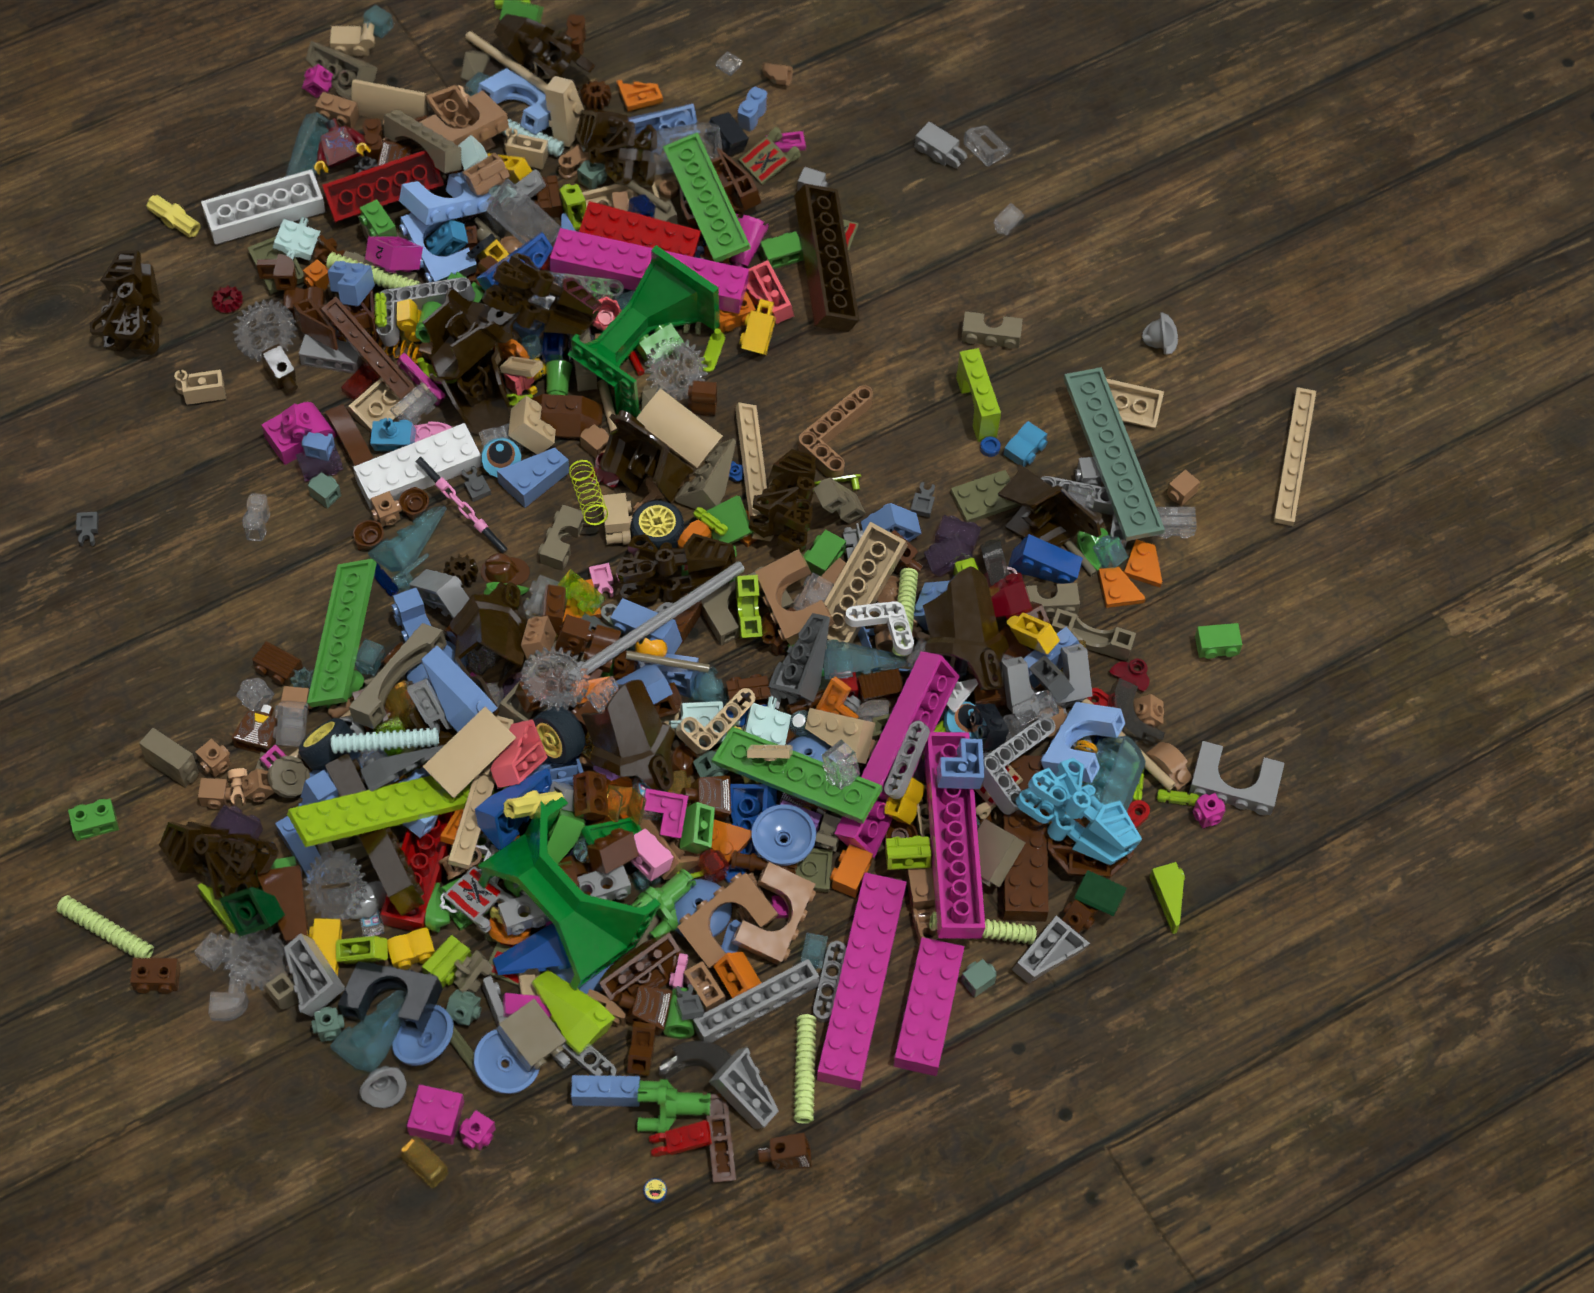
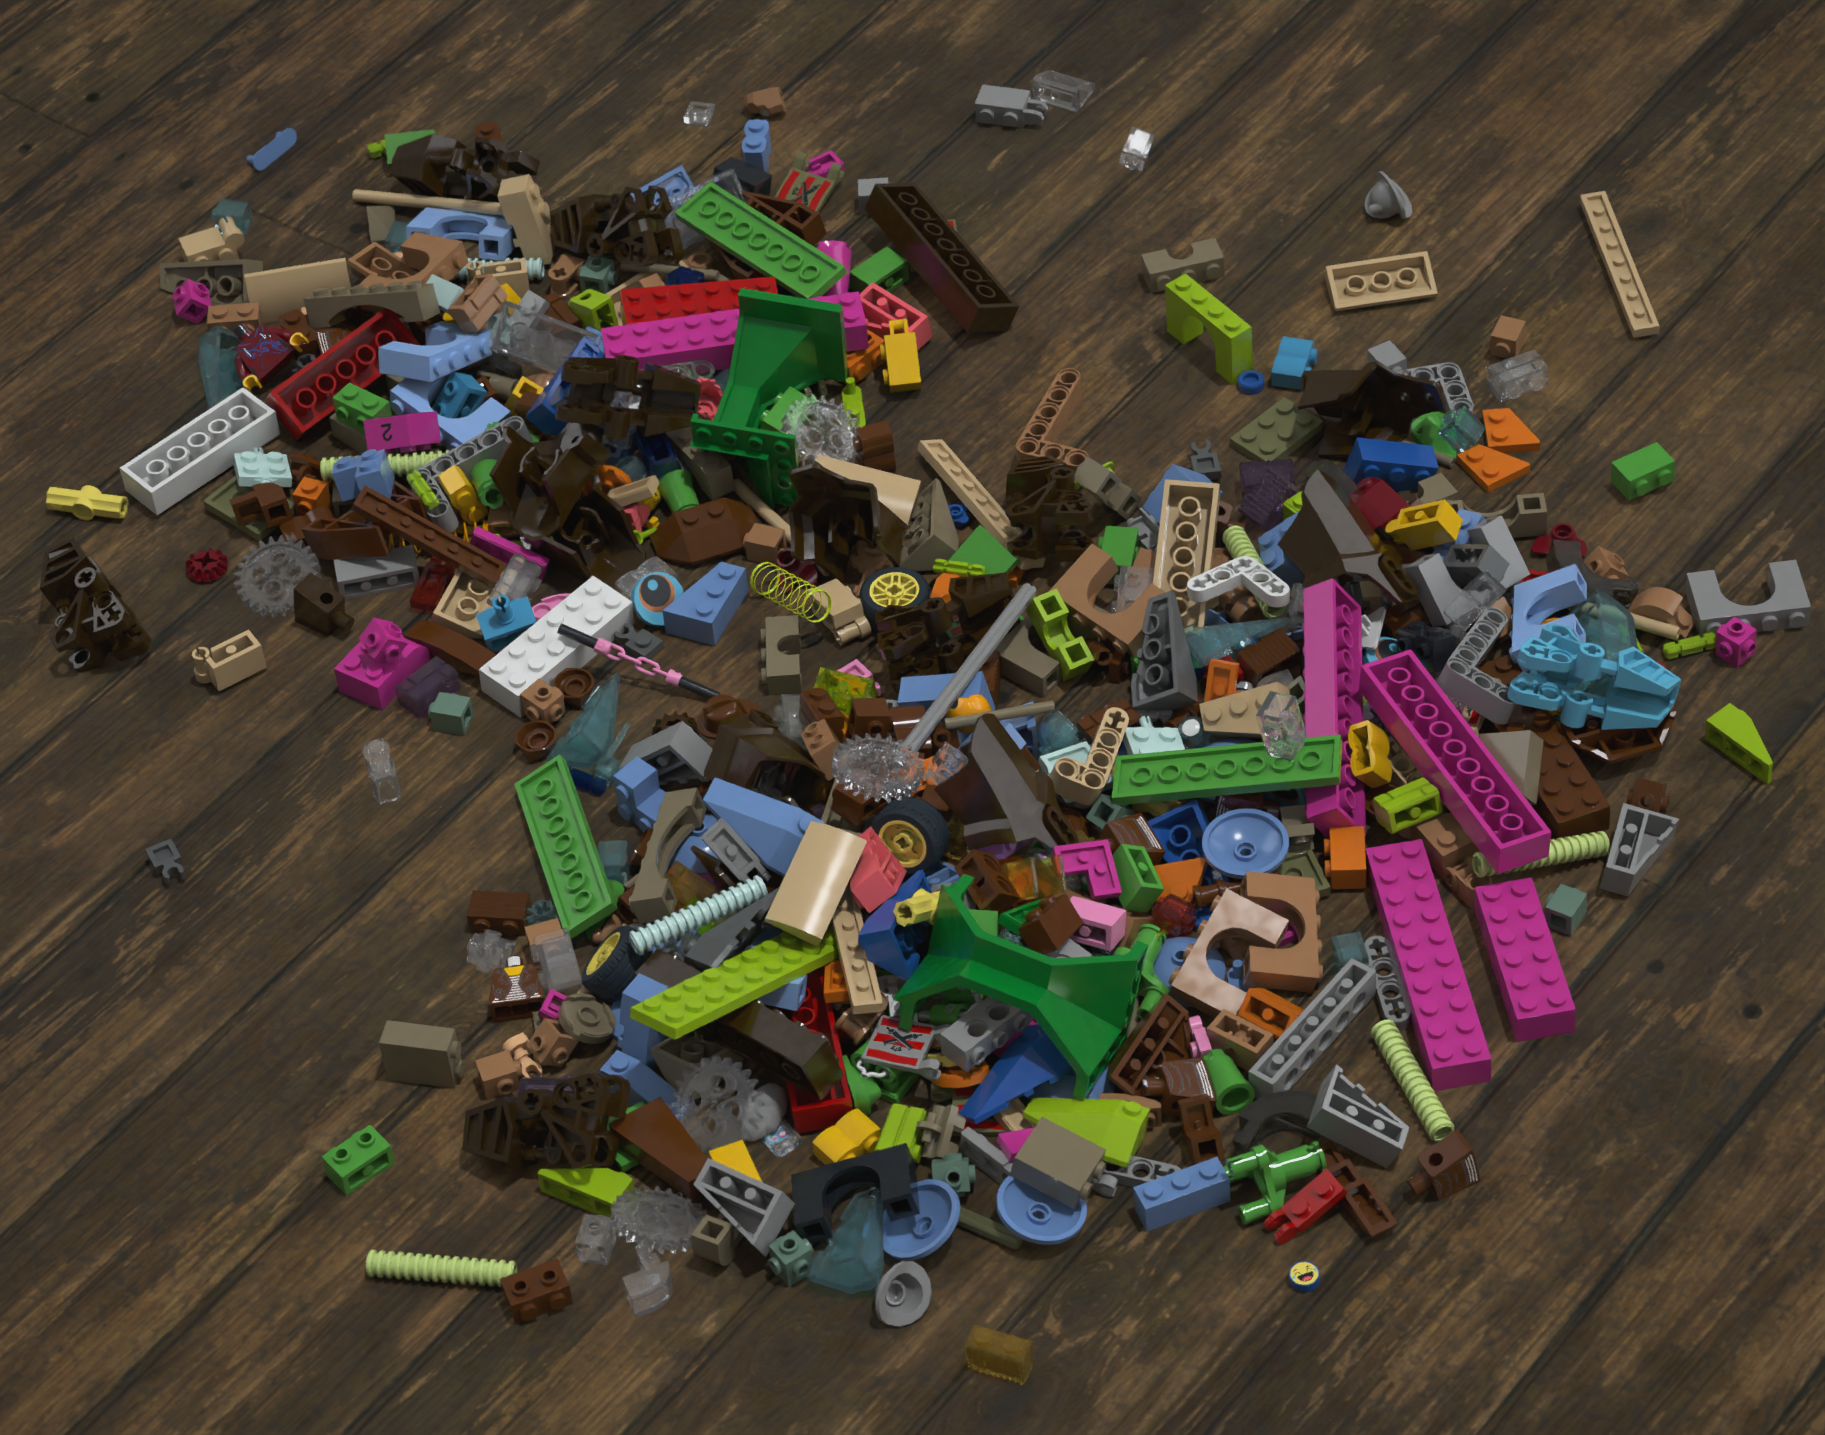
camera: 15 degrees left, 15 degrees down
(213, 758) = (477, 1036): medium nougat brick -> none
(251, 910) = (629, 1157): dark green slope -> none
(318, 445) = (421, 662): medium blue brick -> none
(361, 949) = (790, 1156): lime brick -> none
(435, 1114) = (984, 1297): dark pink brick -> none
(477, 1131) = (1047, 1295): dark pink brick -> none
(481, 246) = (506, 390): black tile -> none
(528, 427) = (676, 552): tan brick -> none
(595, 95) = (556, 193): reddish brown gear -> none
(639, 94) = (607, 180): orange wing -> none
(688, 1004) = (1235, 1058): dark grey plate -> none
(769, 752) = (1182, 756): tan plate -> none
(904, 759) = (1356, 702): light grey beam -> none
(965, 770) = (1429, 677): medium blue brick -> none
(1100, 893) = (1661, 761): dark green slope -> none
(1113, 454) = (1408, 328): sand green plate -> none

